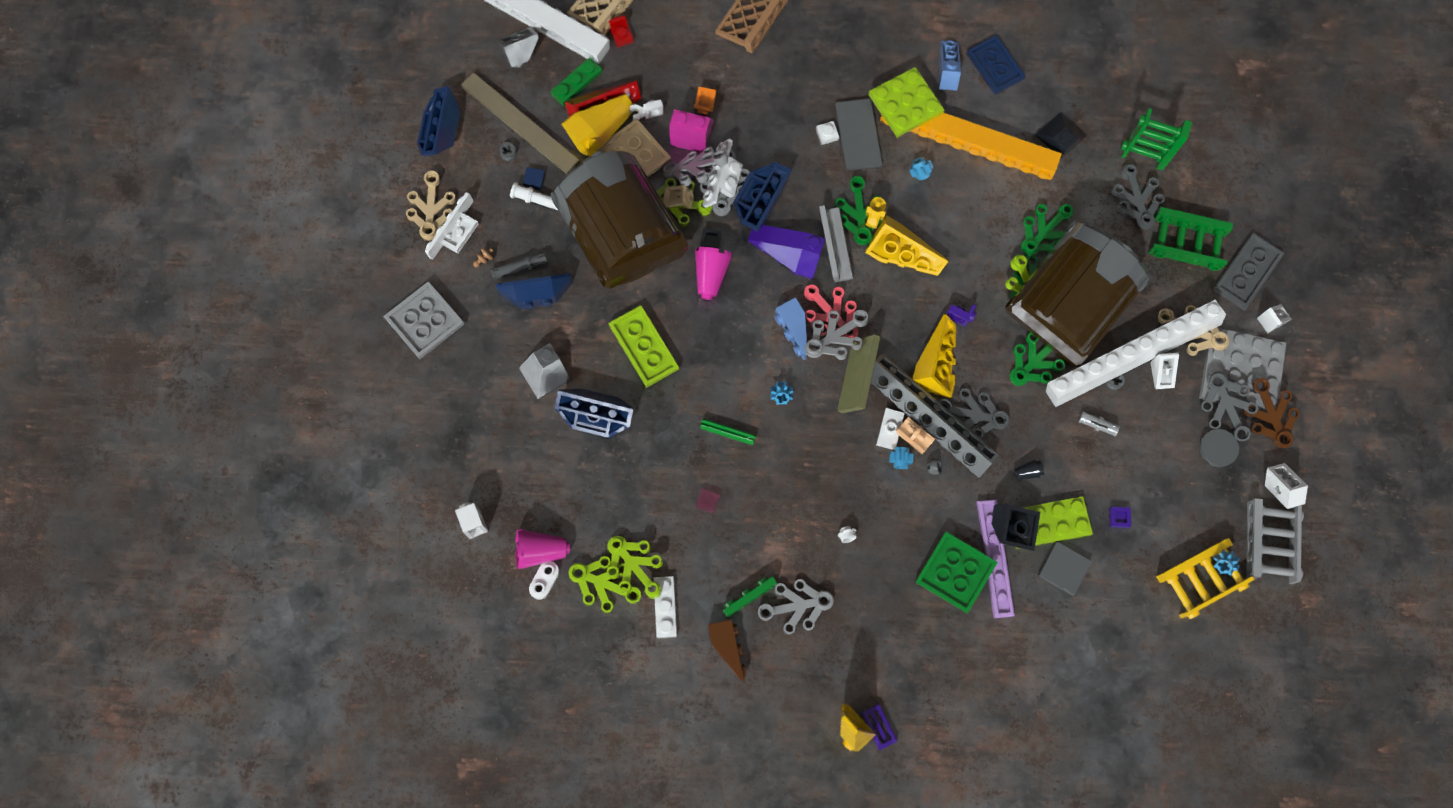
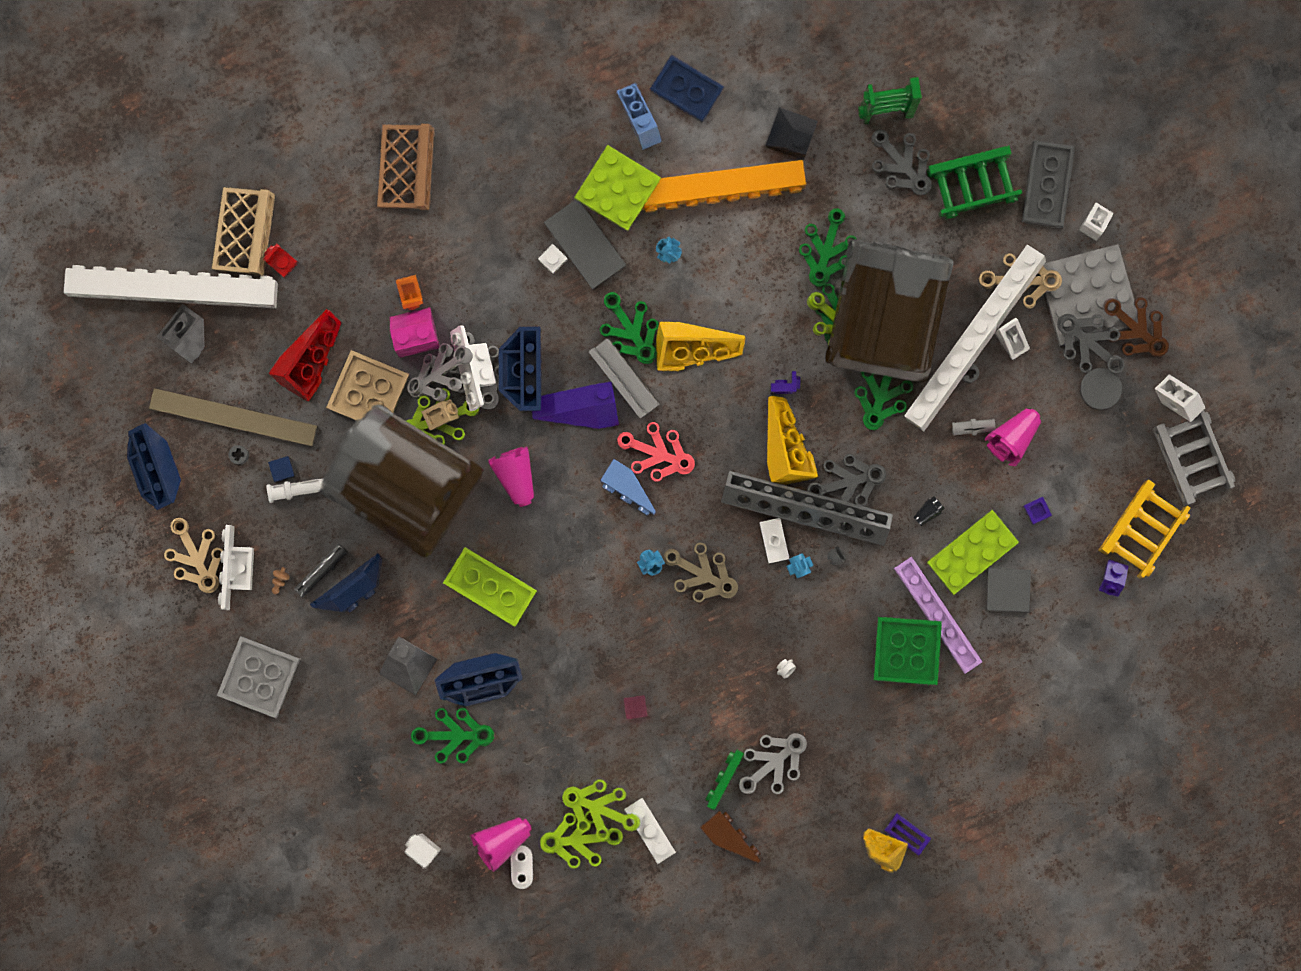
camera: 25 degrees left, 10 degrees up
(552, 447) = (456, 734): none -> green plant
(576, 81) = (265, 340): green plate -> none
(595, 125) = (316, 381): yellow wedge -> none
(649, 110) = (360, 330): white plate -> none
(710, 238) = (496, 439): black plate -> none
(728, 431) = (618, 628): green axle -> none
(819, 425) = (704, 574): none -> dark tan plant
(835, 336) = (673, 478): light grey plant -> none
(858, 375) = (716, 504): olive tile -> none
(875, 212) = (647, 327): yellow hips -> none
(915, 435) = (802, 536): light nougat hips -> none
(1015, 526) = (942, 577): black slope -> none
(1128, 447) = (1014, 436): none -> dark pink cone
(1159, 605) = (1114, 578): none -> dark purple bracket
(1226, 562) = (1156, 506): dark azure gear -> none

